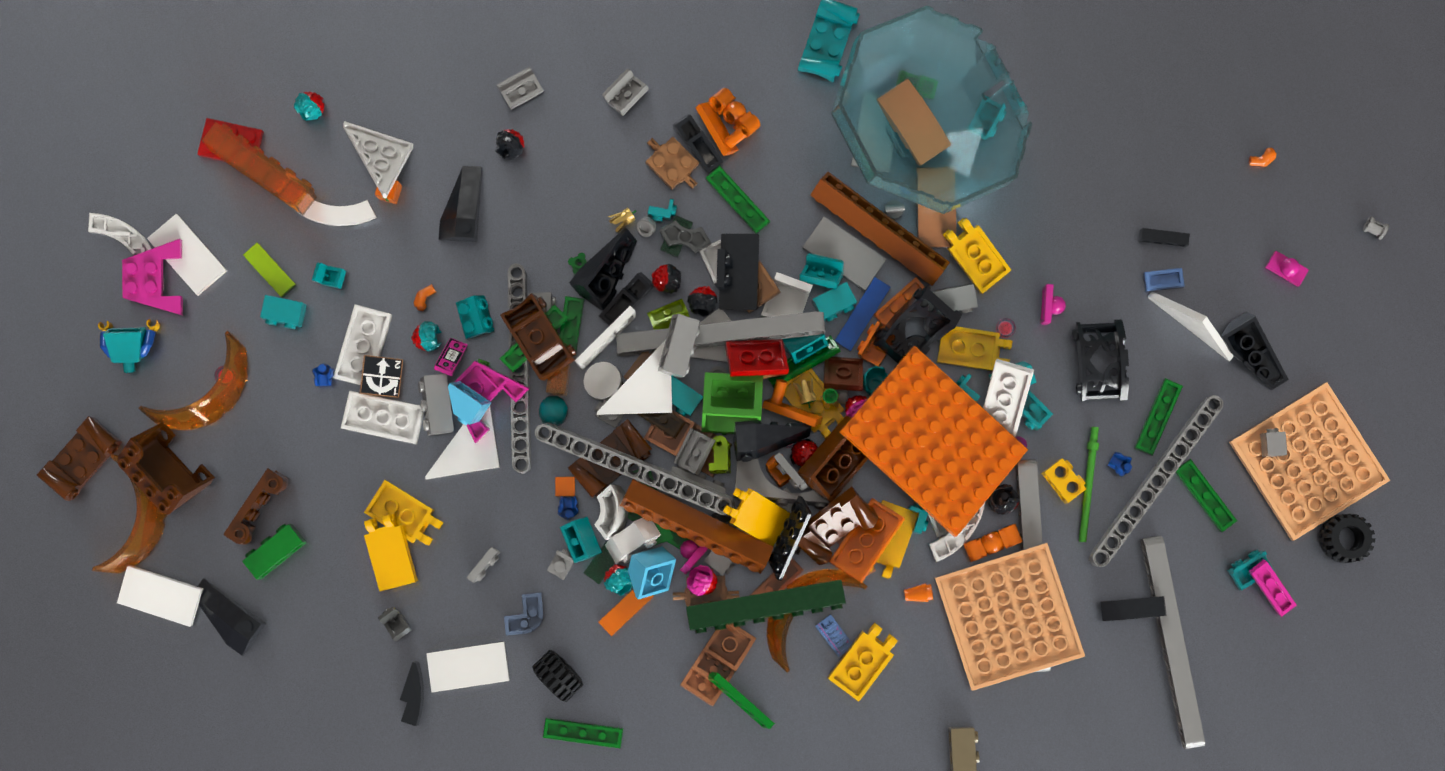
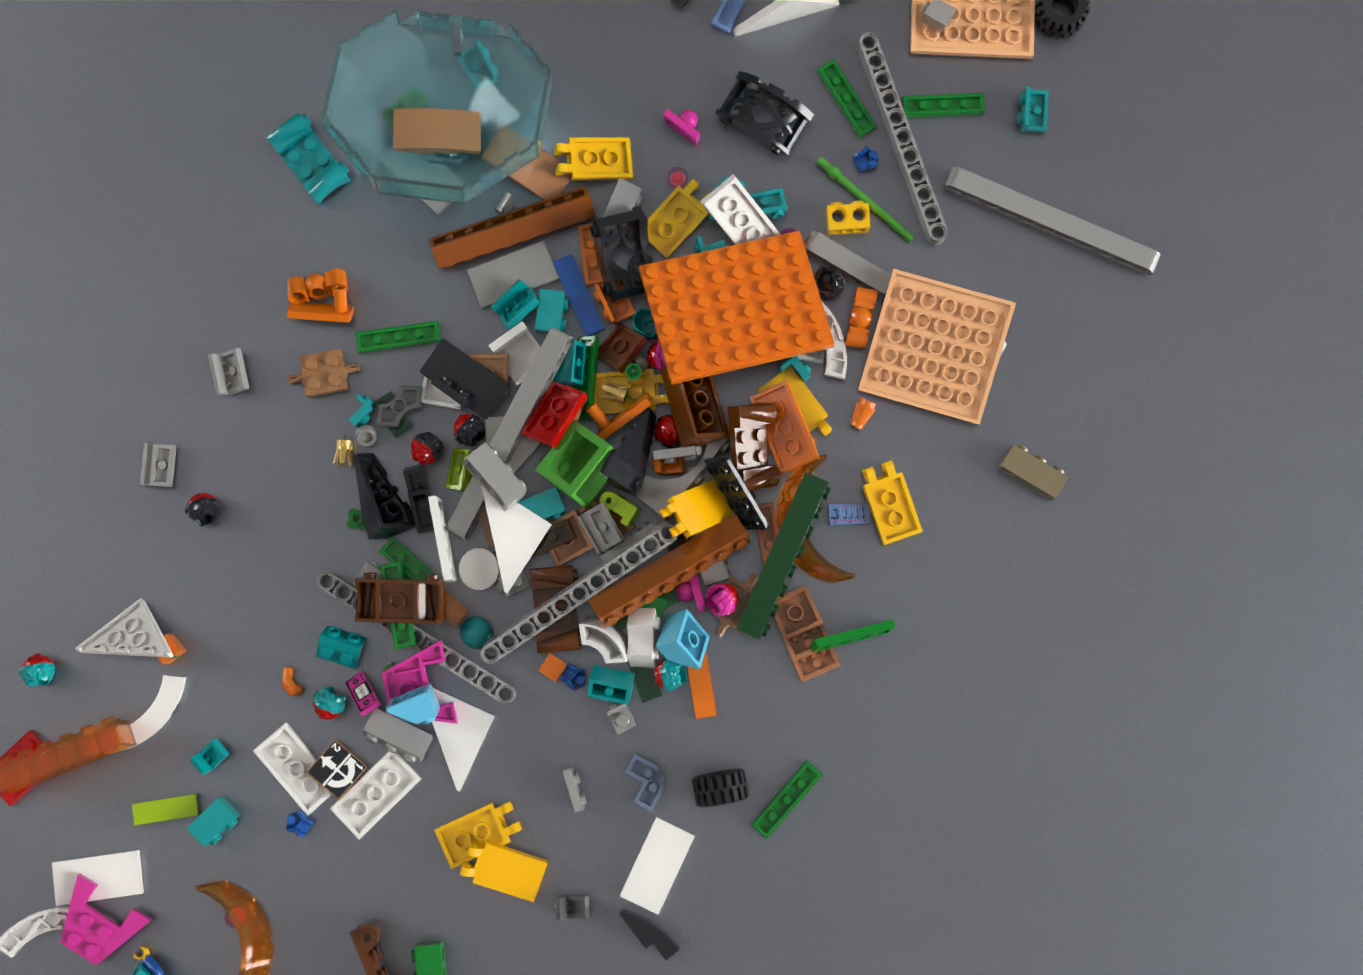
camera: 50 degrees left, 0 degrees up
(461, 213) = (237, 596): black wedge -> none
(698, 143) = (321, 337): black slope -> none
(1133, 608) = (1001, 234): black slope -> none
(1272, 588) = (1062, 102): dark pink plate -> none

